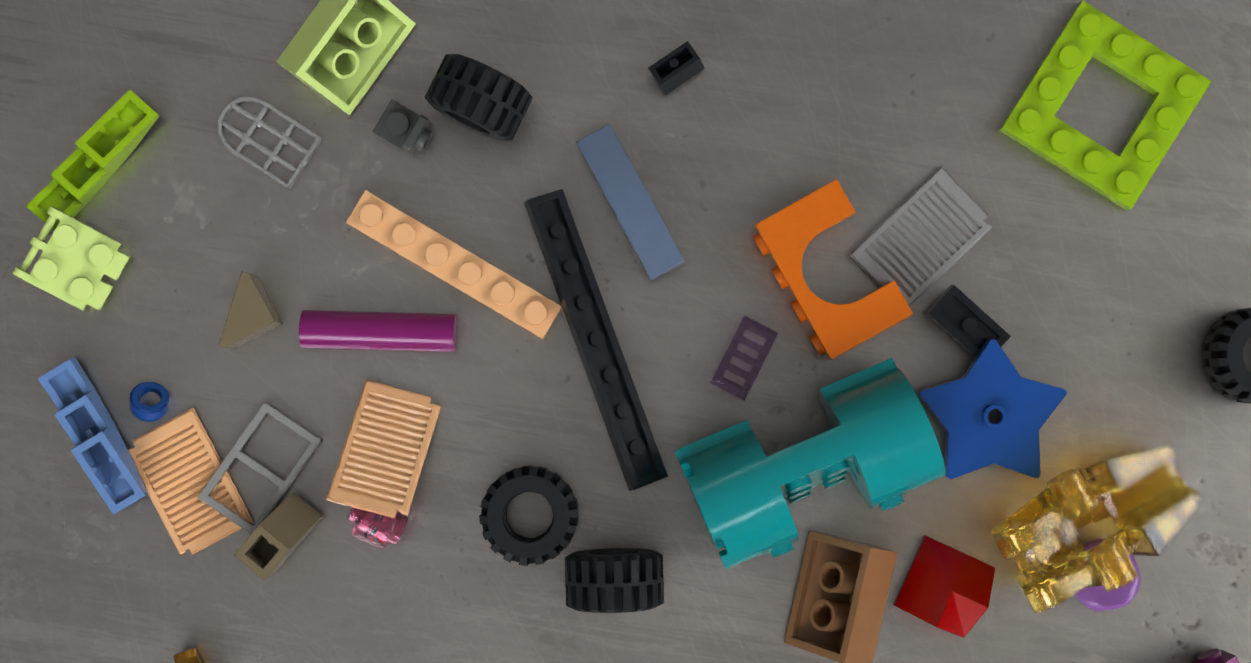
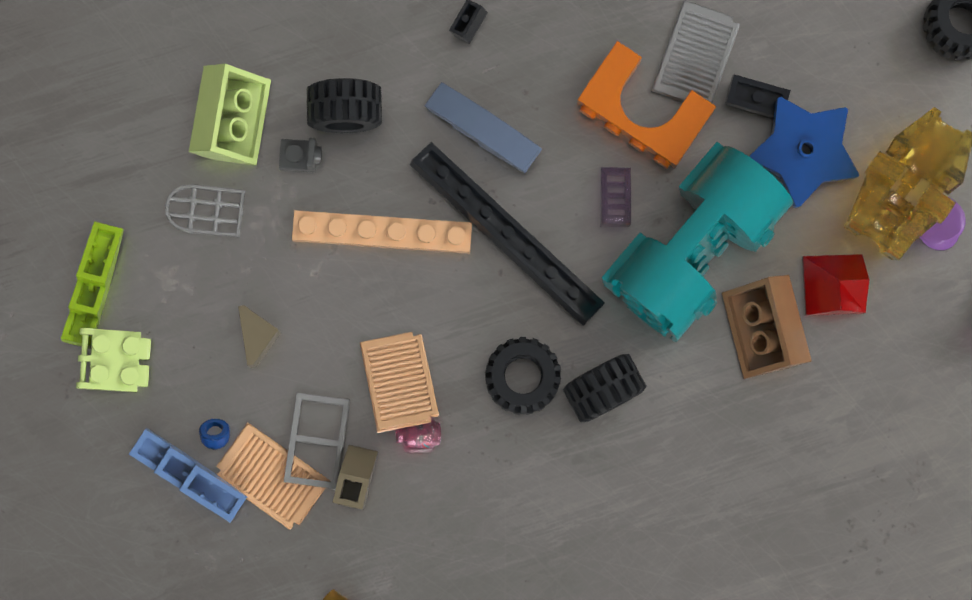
camera: 30 degrees left, 5 degrees down
(378, 331) = (352, 303): magenta brick -> none

